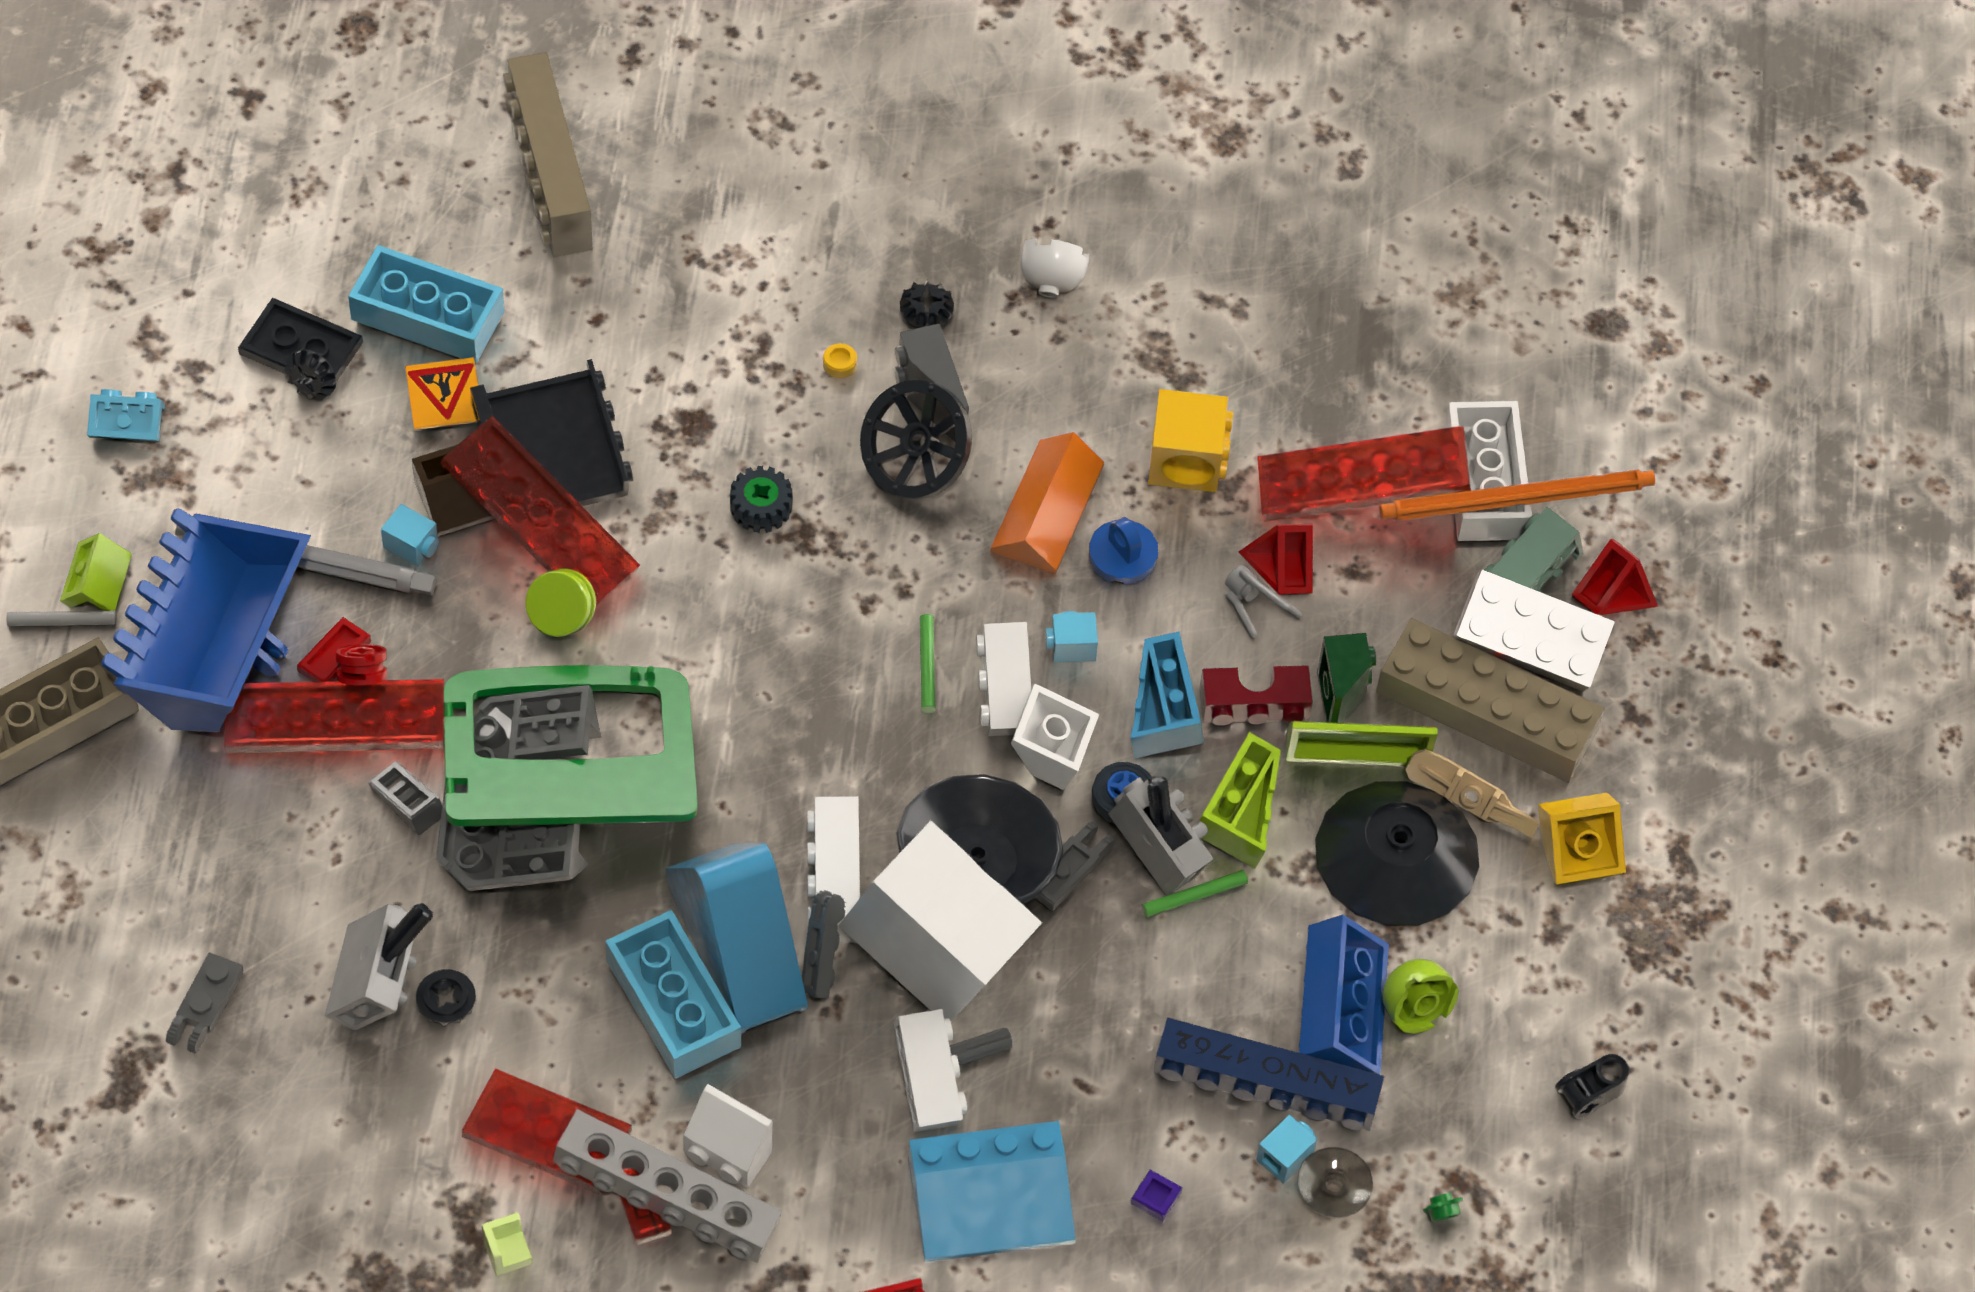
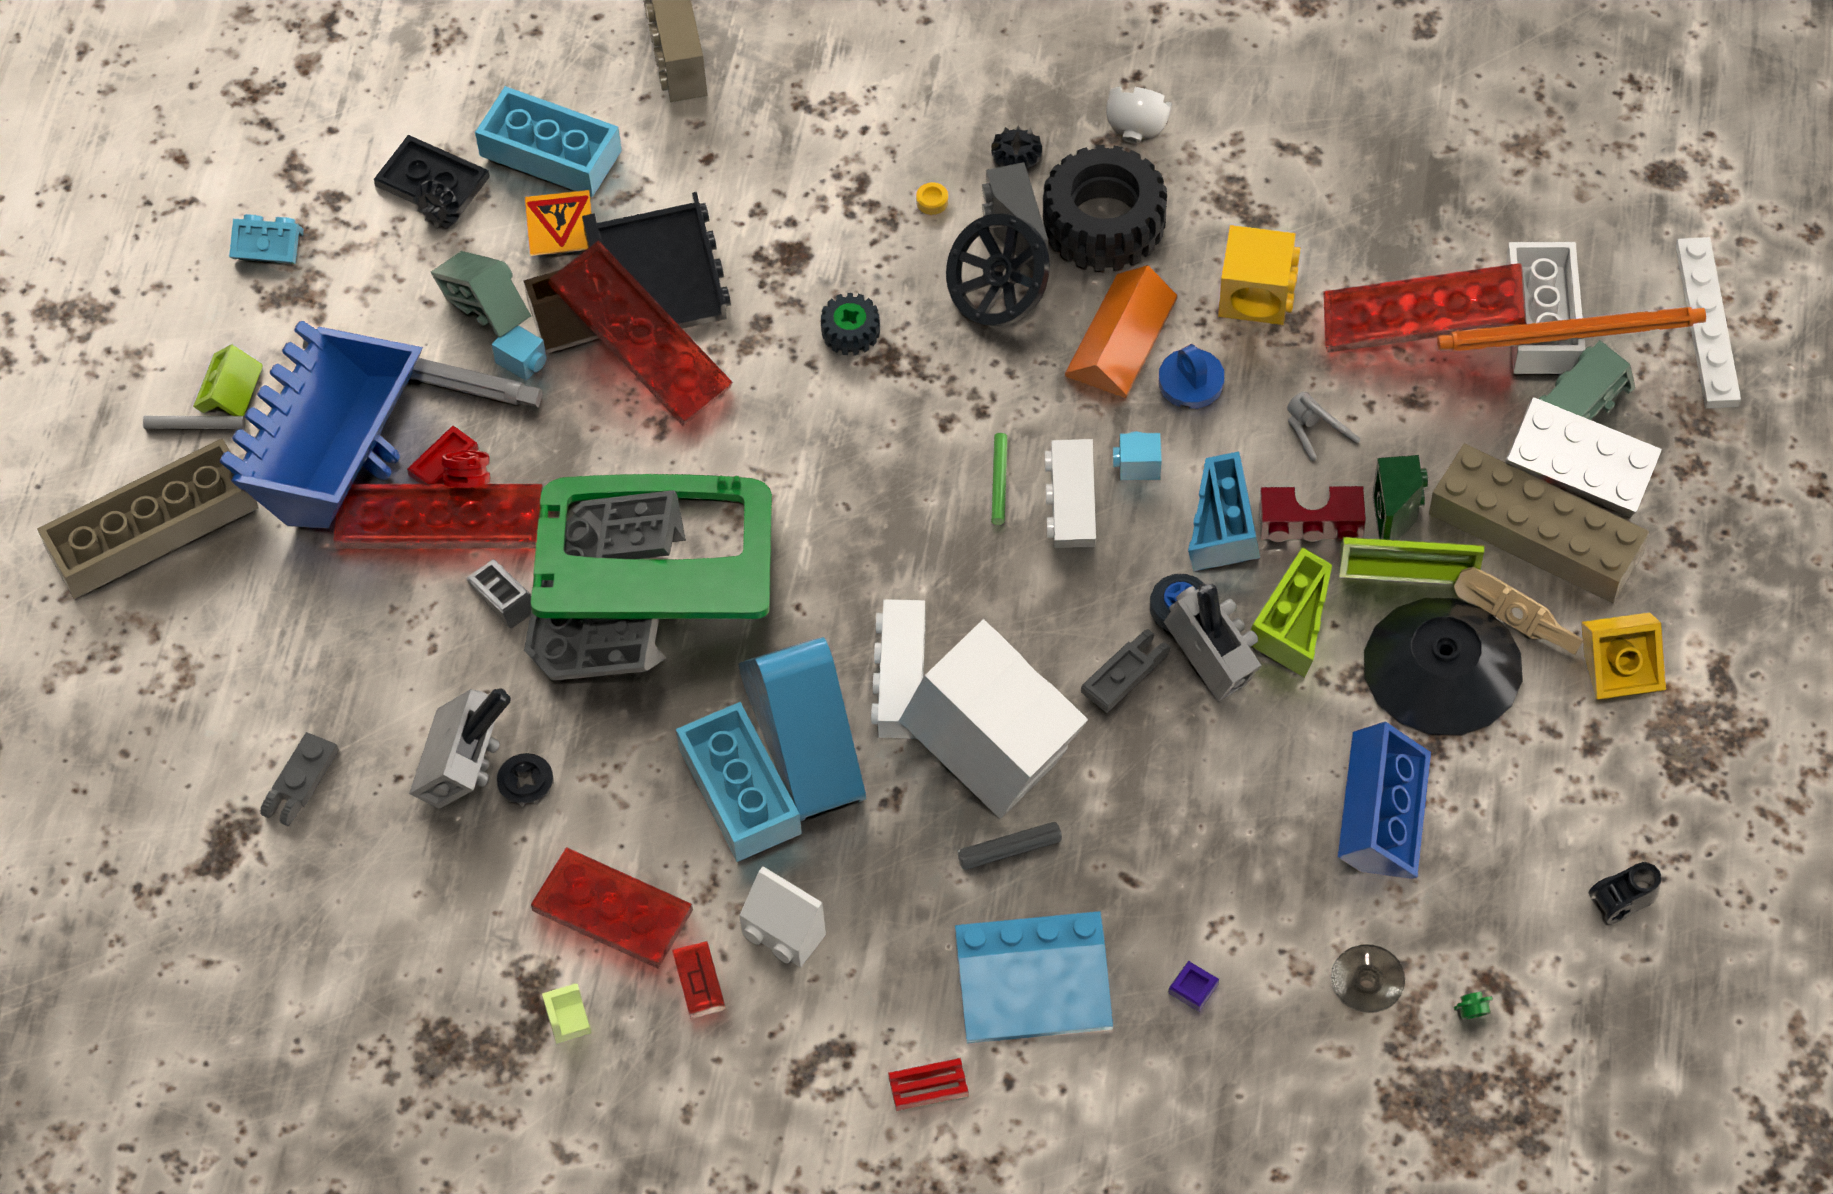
camera: 10 degrees right, 0 degrees up
(367, 466) = (482, 287): none -> sand green wedge
(560, 602) = (655, 415): lime head -> none
(659, 1168) = (711, 946): light grey brick -> none
(822, 943) = (882, 737): dark grey hinge -> none
(929, 1070) = (979, 860): white brick -> none
(995, 822) = (1055, 627): black dish -> none
(1031, 334) = (1103, 240): none -> black tyre
(1053, 736) = (1113, 547): white slope -> none
(1194, 893) = (1245, 699): bright green bar -> none
(1268, 1074) = (1307, 873): dark blue brick -> none
(1284, 558) = (1344, 386): red slope -> none
(1286, 1148) = (1322, 944): medium azure brick -> none
(1419, 994) = (1457, 800): lime cylinder -> none
(1615, 583) = (1665, 414): red slope -> none
(1660, 501) = (1709, 338): none -> white plate

